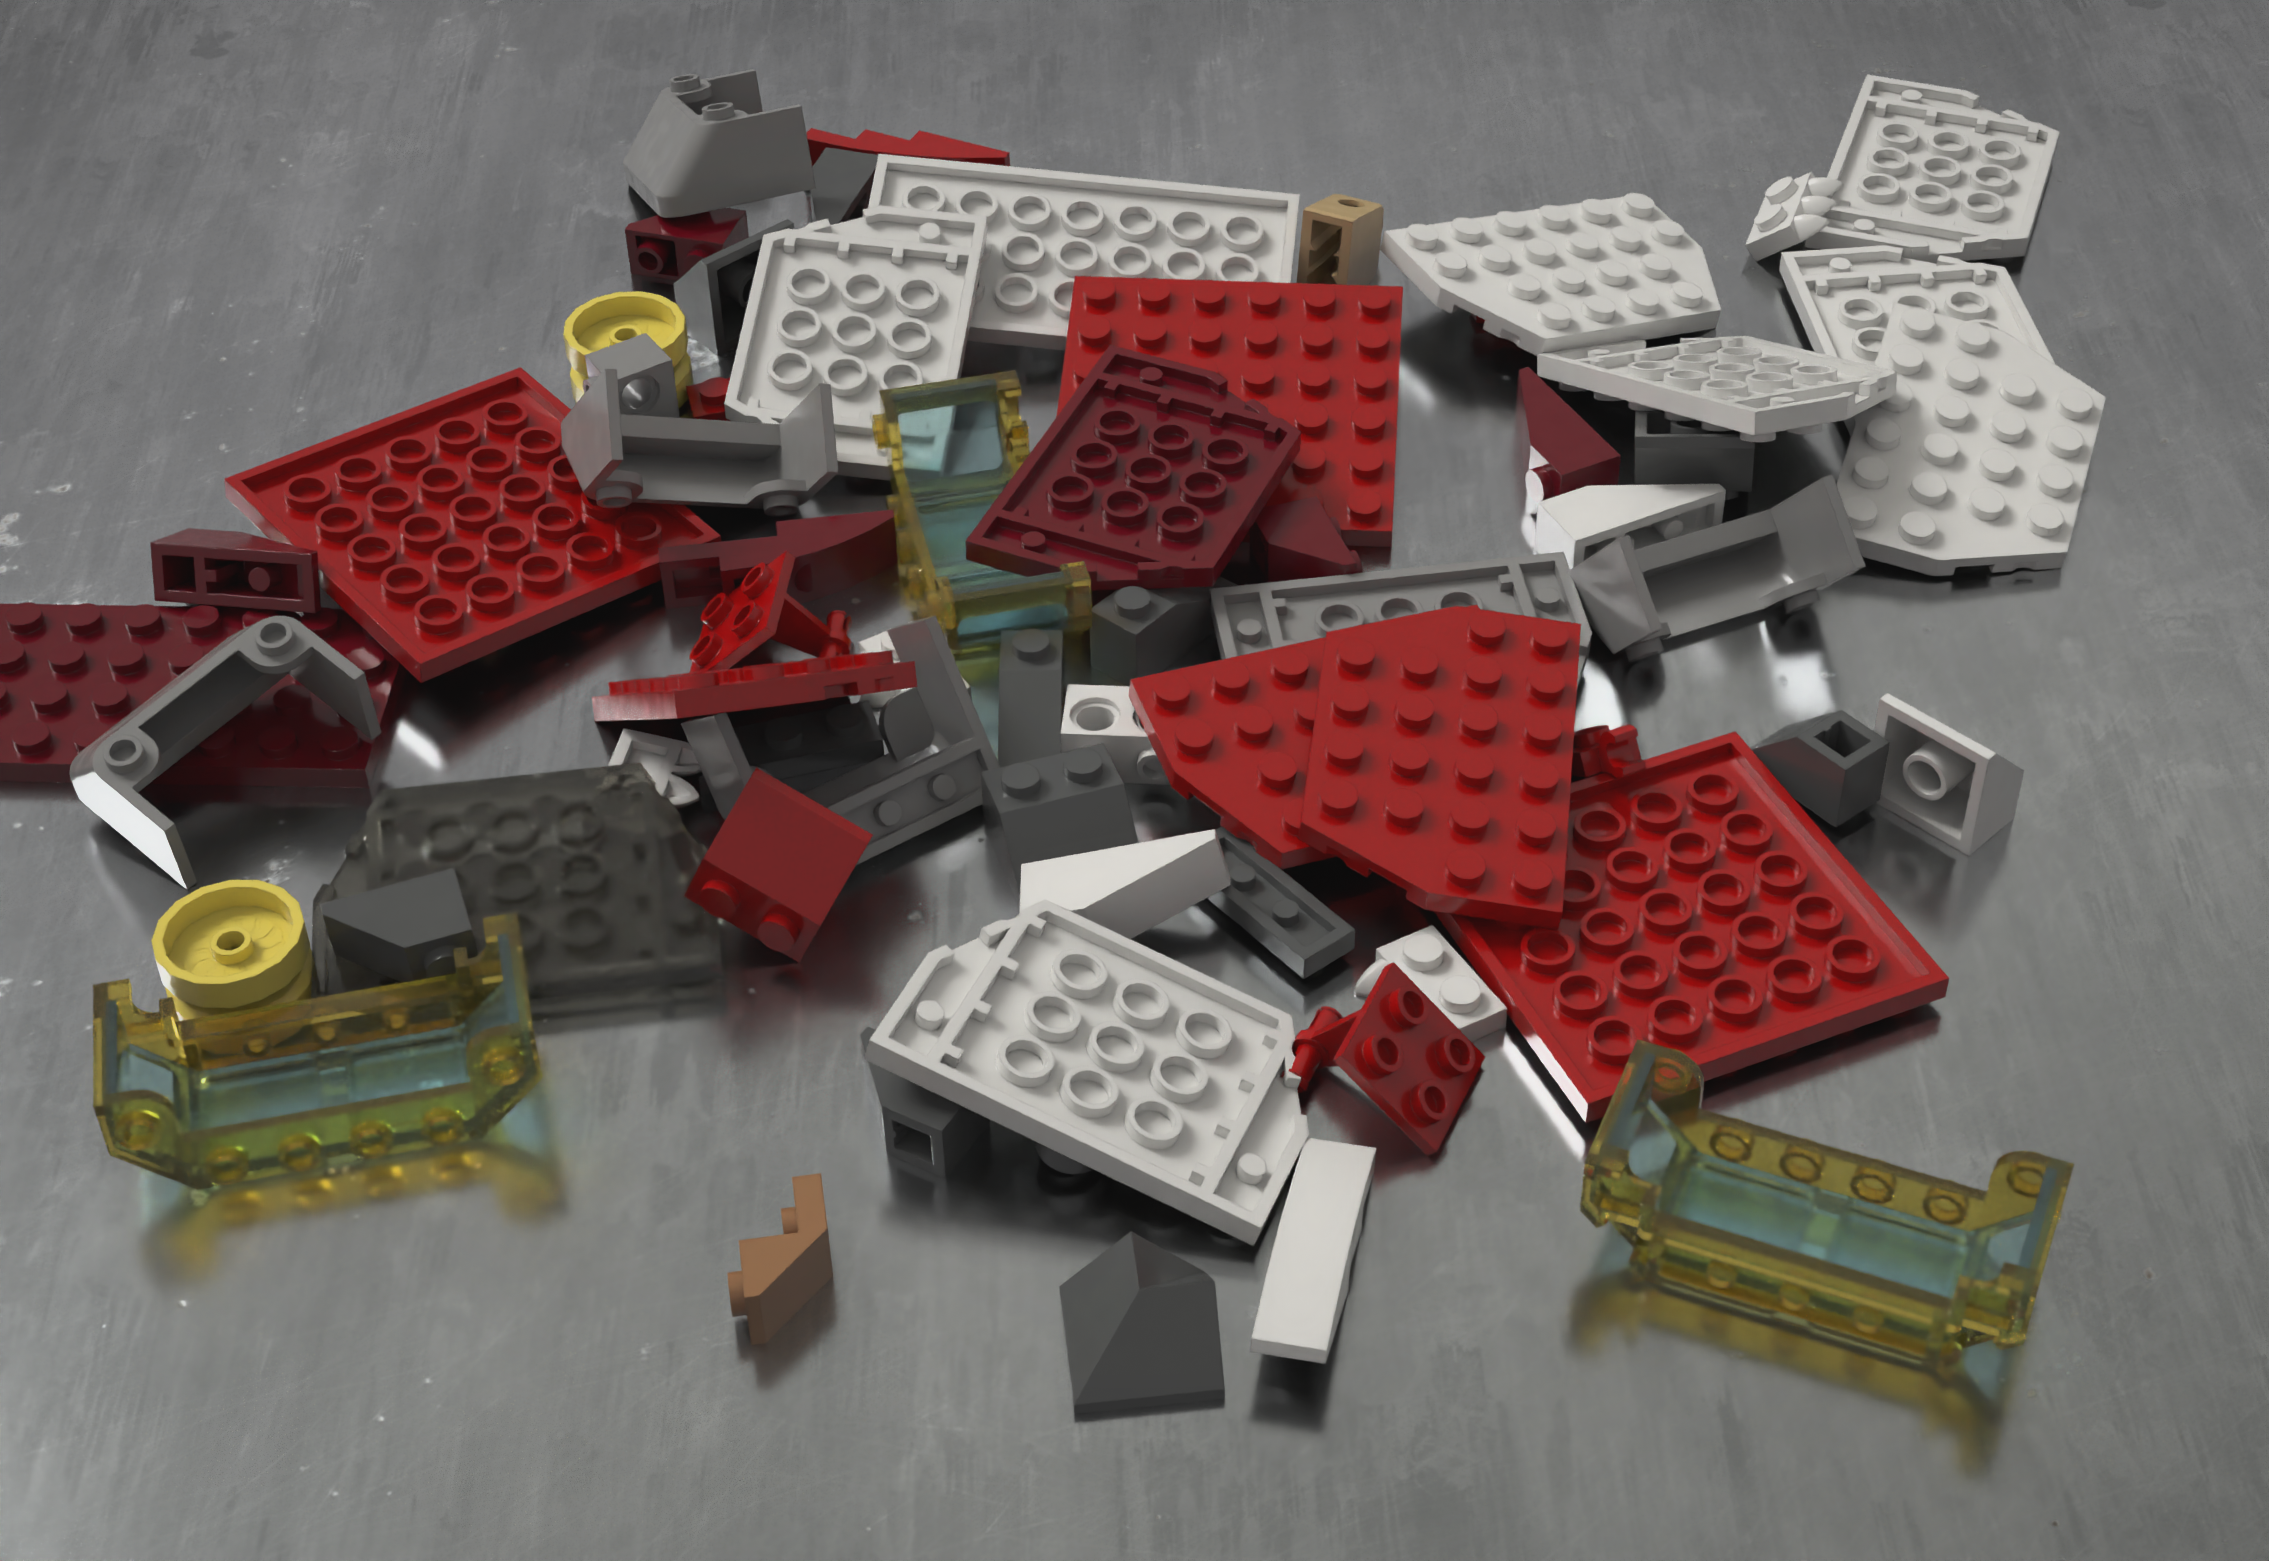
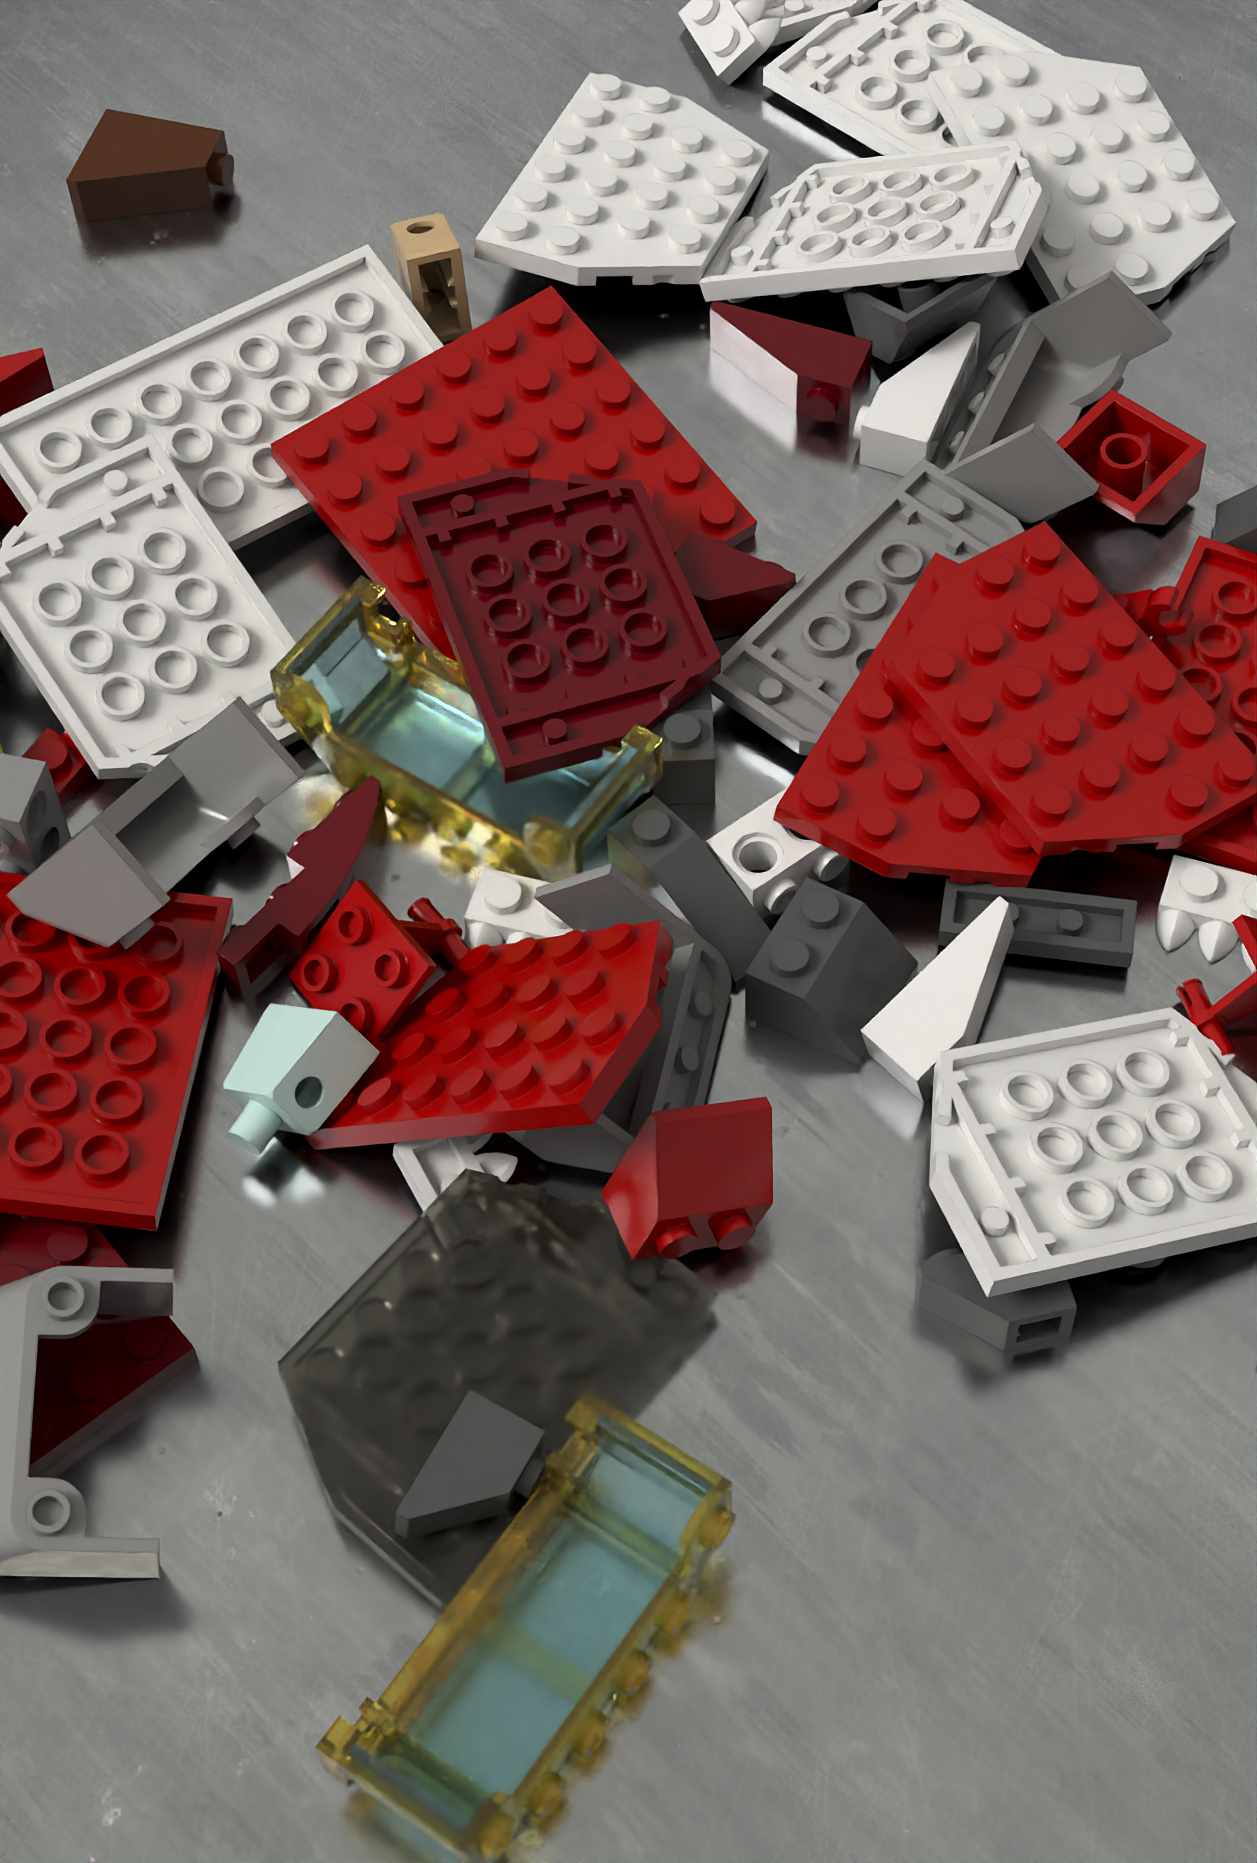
camera: 40 degrees left, 15 degrees up
(233, 949) = (338, 1614): light yellow wheel -> none
(638, 644) = (294, 1073): none -> light aqua torso
(783, 1269) = (1078, 1529): medium nougat slope -> none
(1230, 94) = (147, 168): none -> reddish brown slope
(1727, 645) = (1137, 459): none -> red slope

